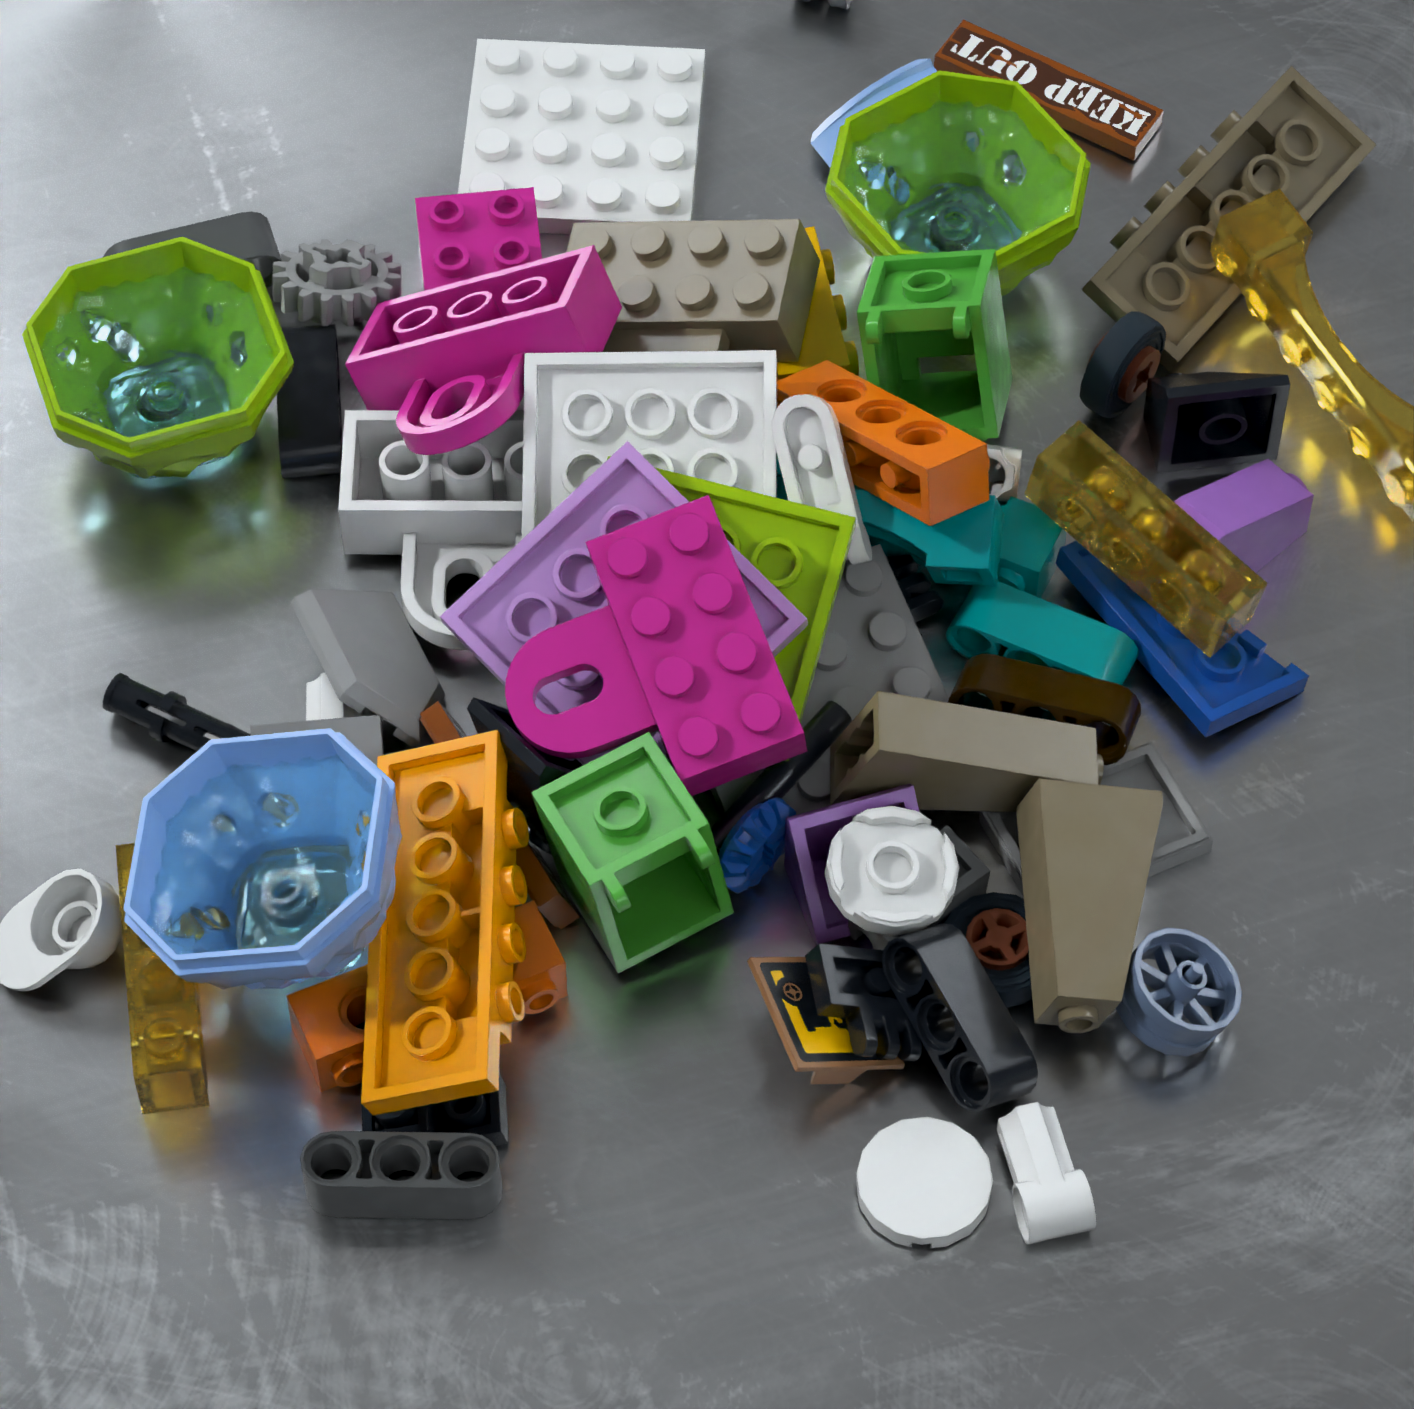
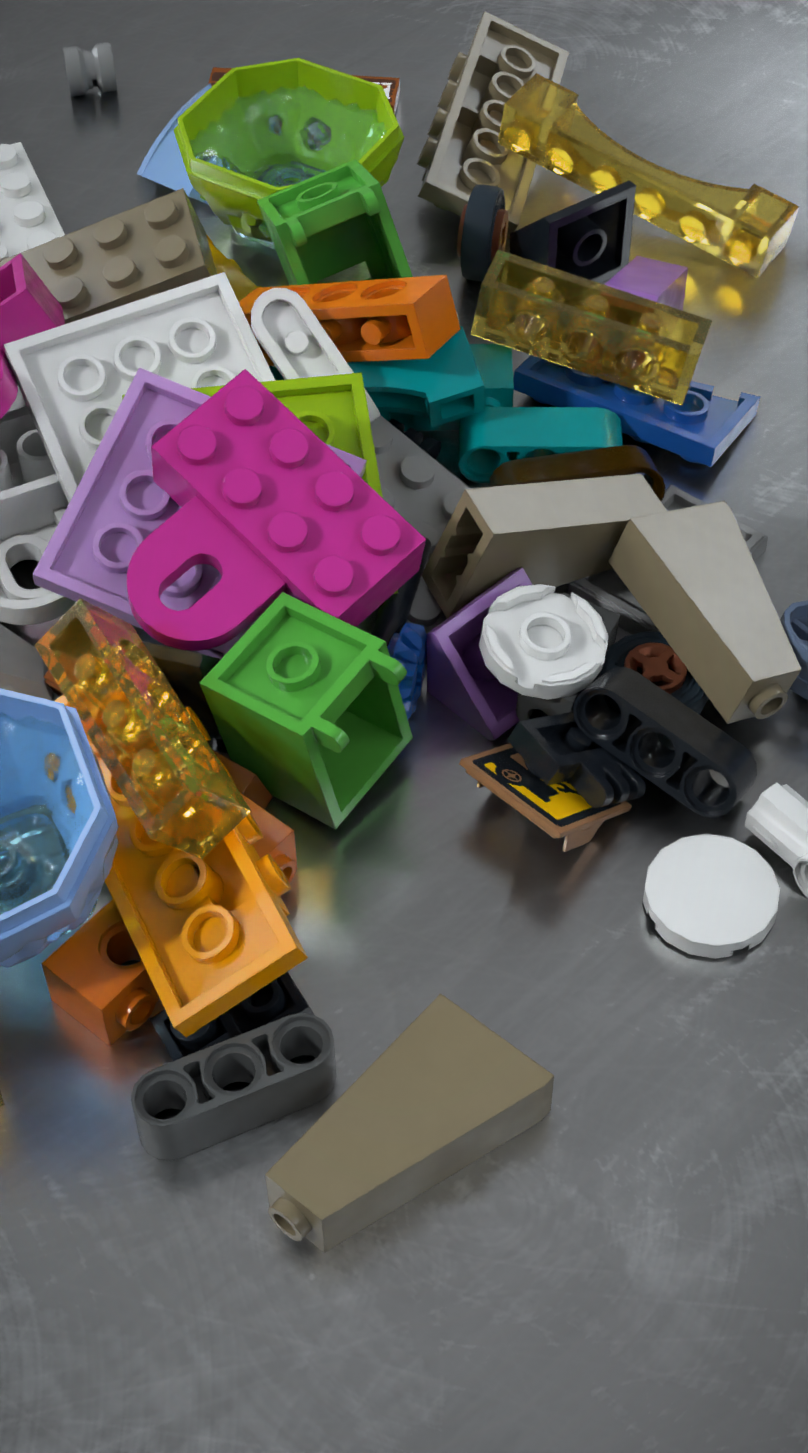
camera: 25 degrees left, 5 degrees down
(449, 821) = (142, 730): none -> clear yellow brick
(527, 1272) = (405, 1125): none -> dark tan slope

